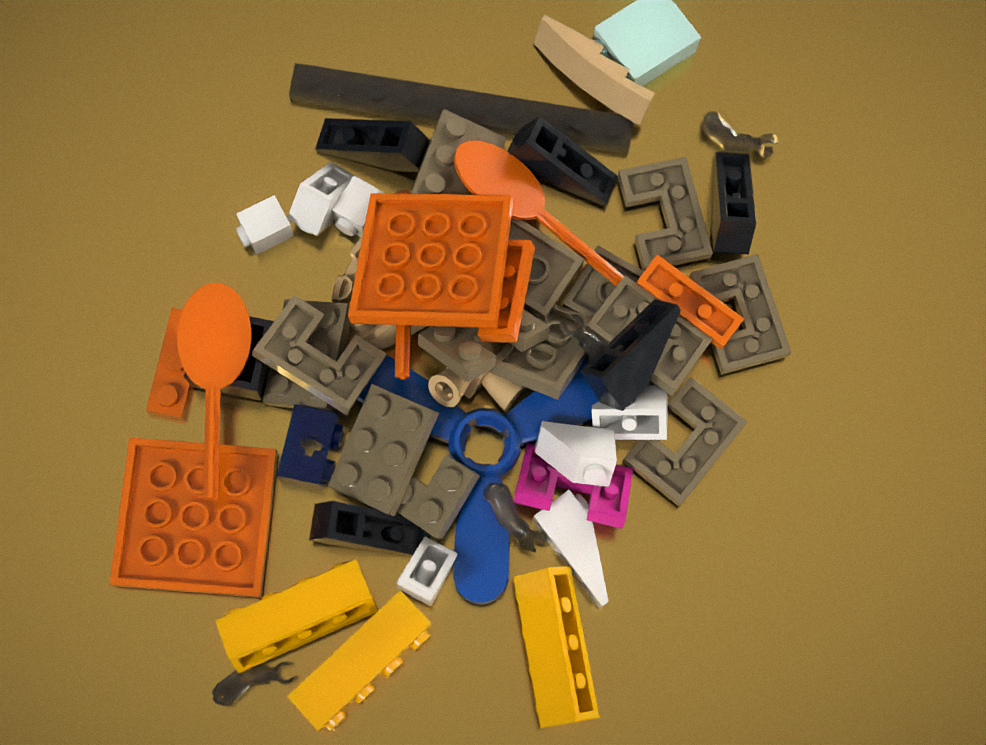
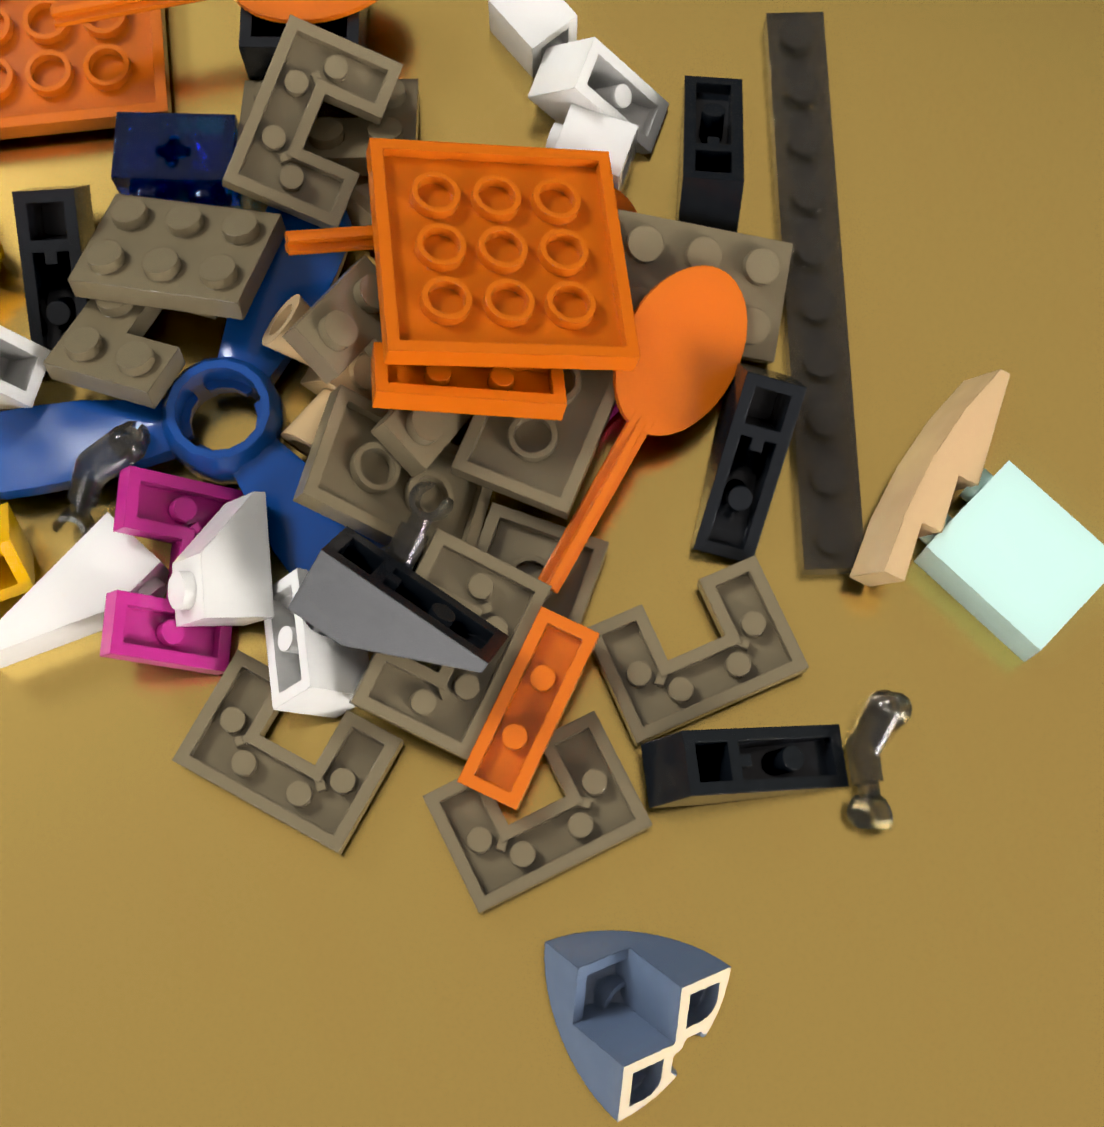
camera: 85 degrees right, 0 degrees up
(851, 286) = (629, 1008): none -> sand blue brick

